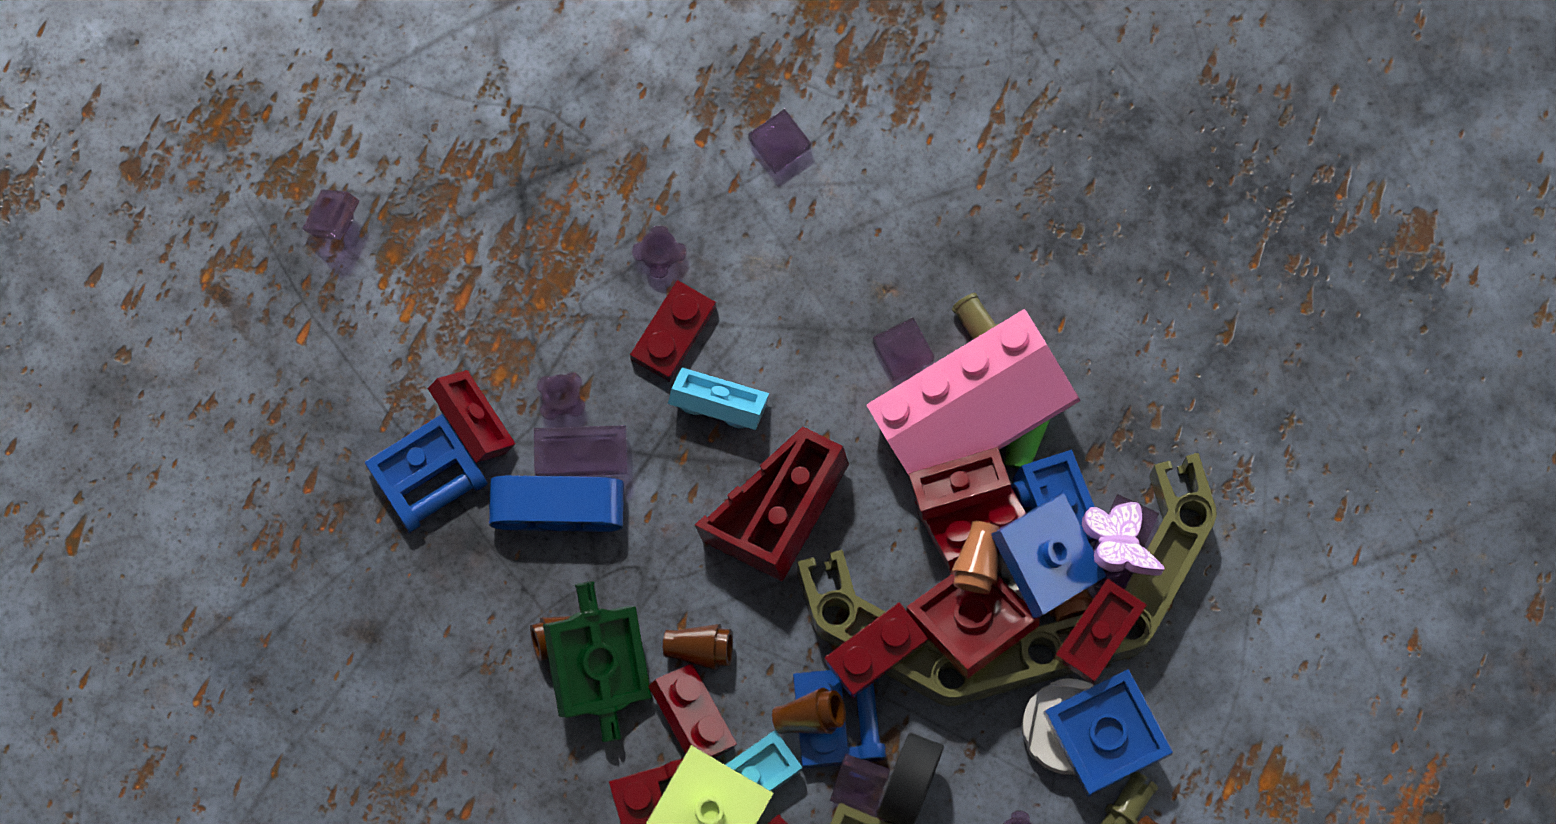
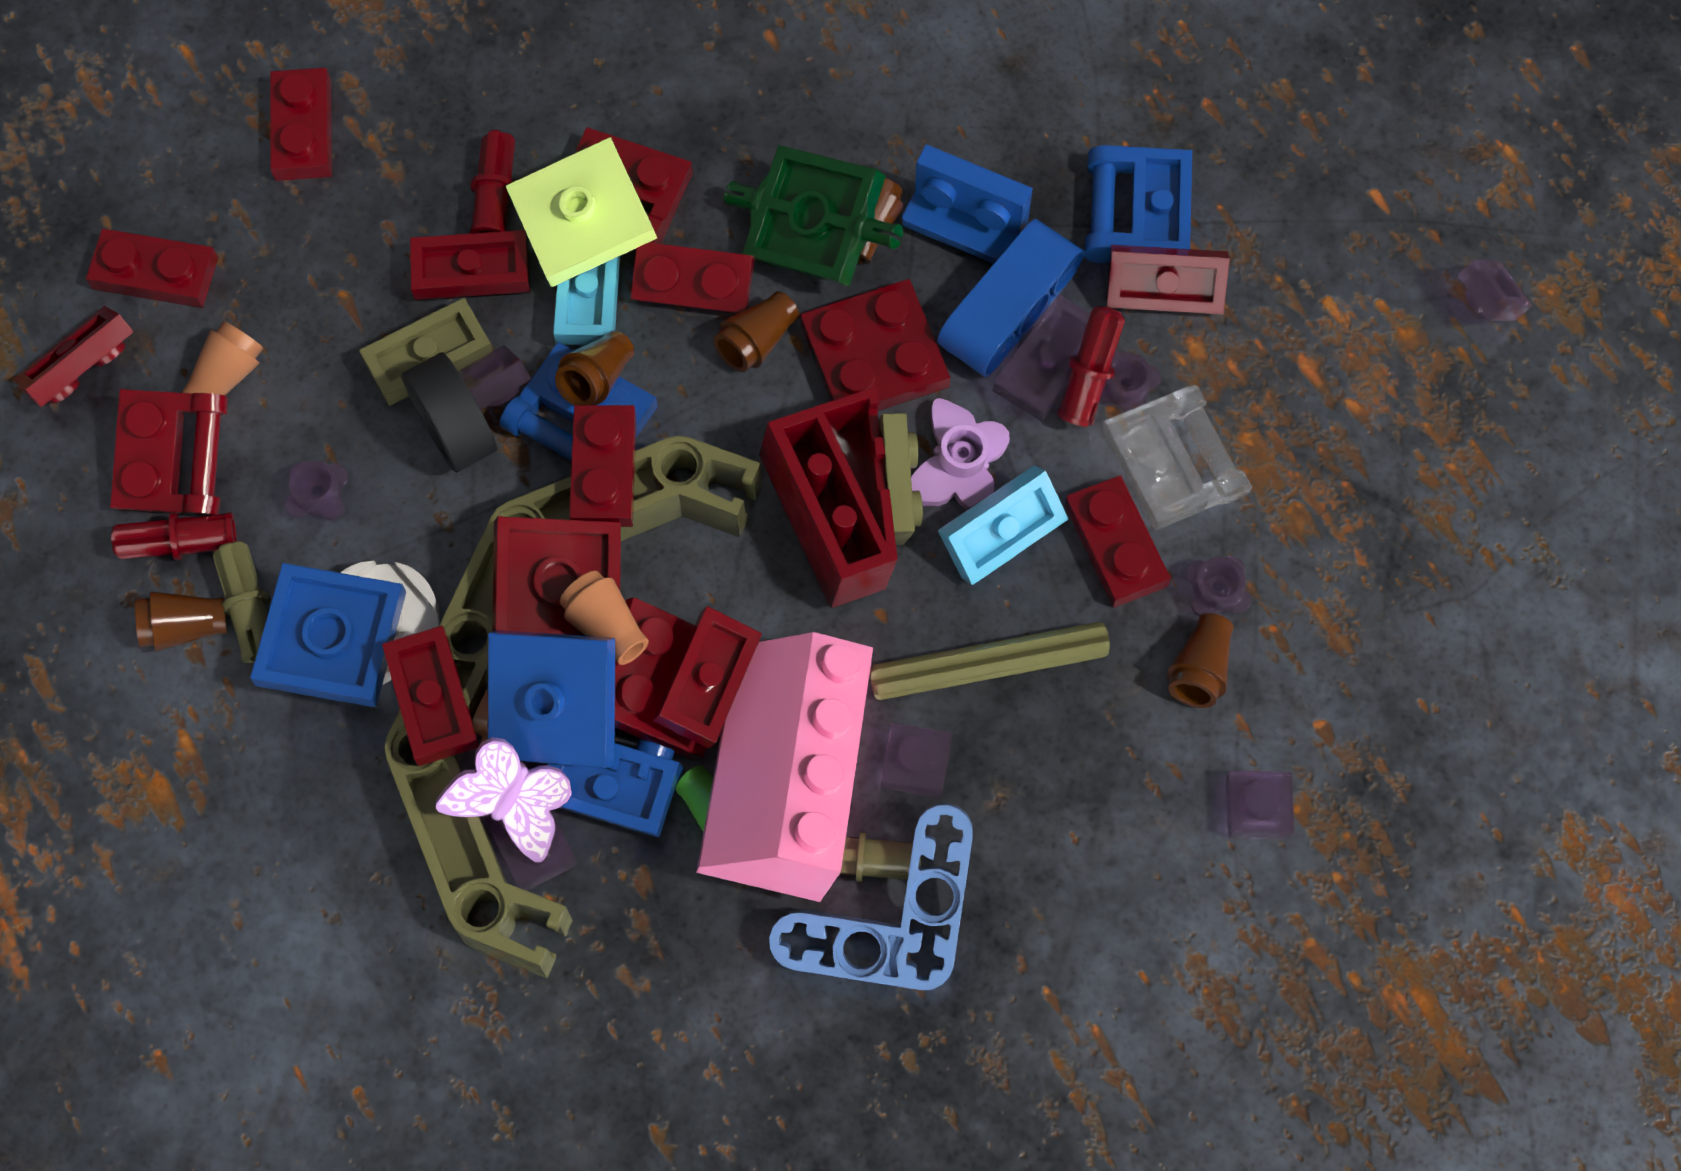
camera: 130 degrees right, 5 degrees down
(517, 573) = (966, 205): none -> blue bracket
(577, 412) = (1091, 366): none -> dark red axle
(603, 338) = (1160, 464): none -> clear plate
(654, 566) = (876, 342): none -> dark red plate
(687, 460) = (960, 457): none -> lavender animal
(716, 226) = (1202, 664): none -> reddish brown cone
(720, 485) = (900, 456): none -> olive plate
(807, 348) = (989, 660): none -> olive axle
(1019, 278) = (893, 938): none -> medium blue beam

